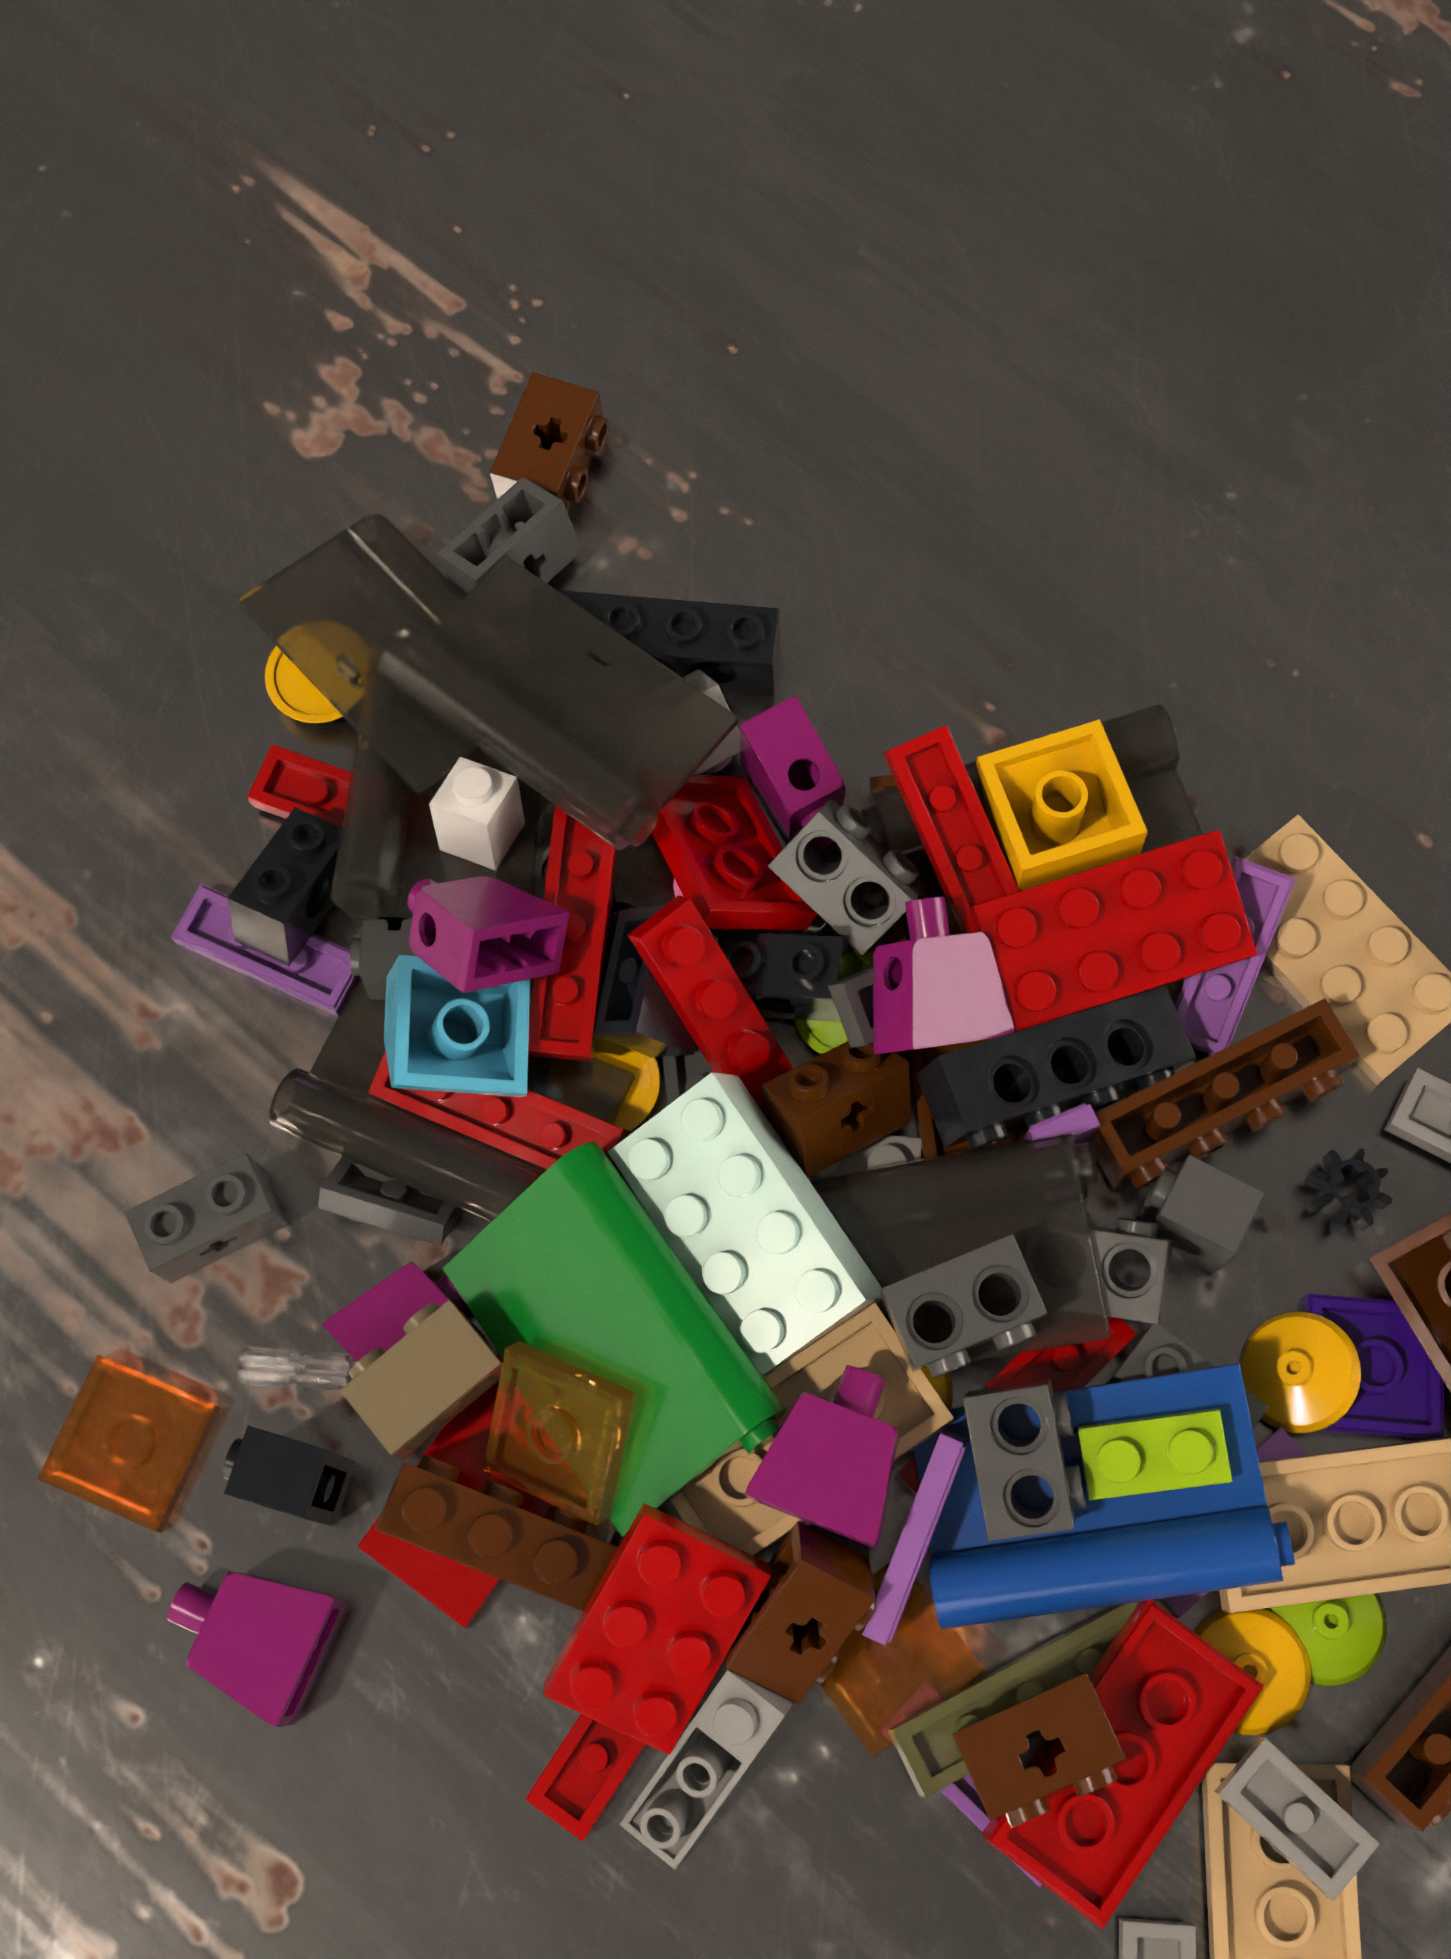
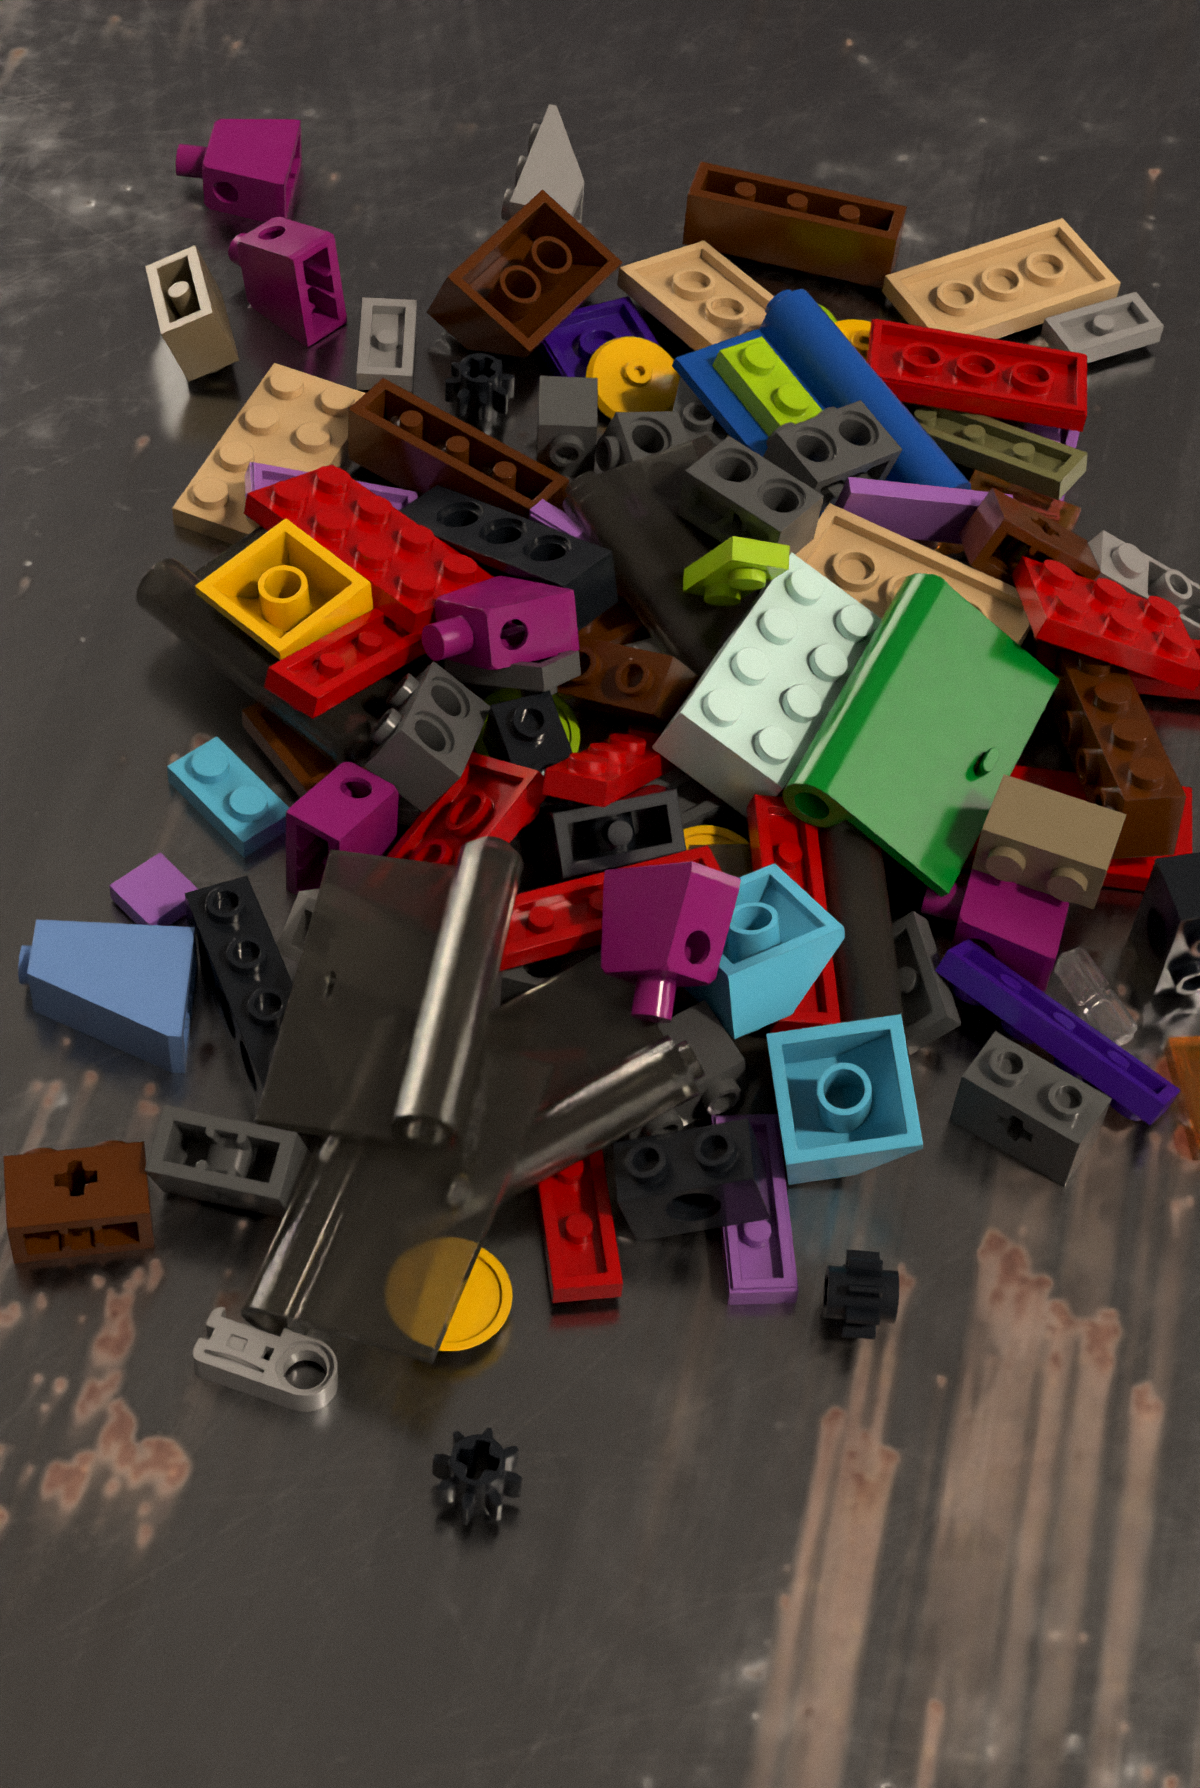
camera: 130 degrees left, 20 degrees down
(129, 973) = (861, 1294): none -> black gear
(149, 610) = (473, 1455): none -> black gear
(265, 1294) = (1039, 1019): none -> dark purple plate
(287, 1032) = (843, 1097): none -> medium azure slope
(358, 502) = (258, 1362): none -> light grey piece
(477, 813) = (542, 1013): white brick -> none
(558, 1432) = (1019, 728): clear orange tile -> none
(738, 545) = (117, 984): none -> medium blue slope
(832, 624) = (152, 892): none -> medium lavender tile
(832, 1461) = (919, 531): magenta torso -> none
(870, 1230) = (735, 570): none -> lime plate
(895, 721) = (229, 796): none -> medium azure plate
(1066, 1712) = (1012, 387): reddish brown brick -> none
(1297, 1818) = (942, 278): light grey plate -> none

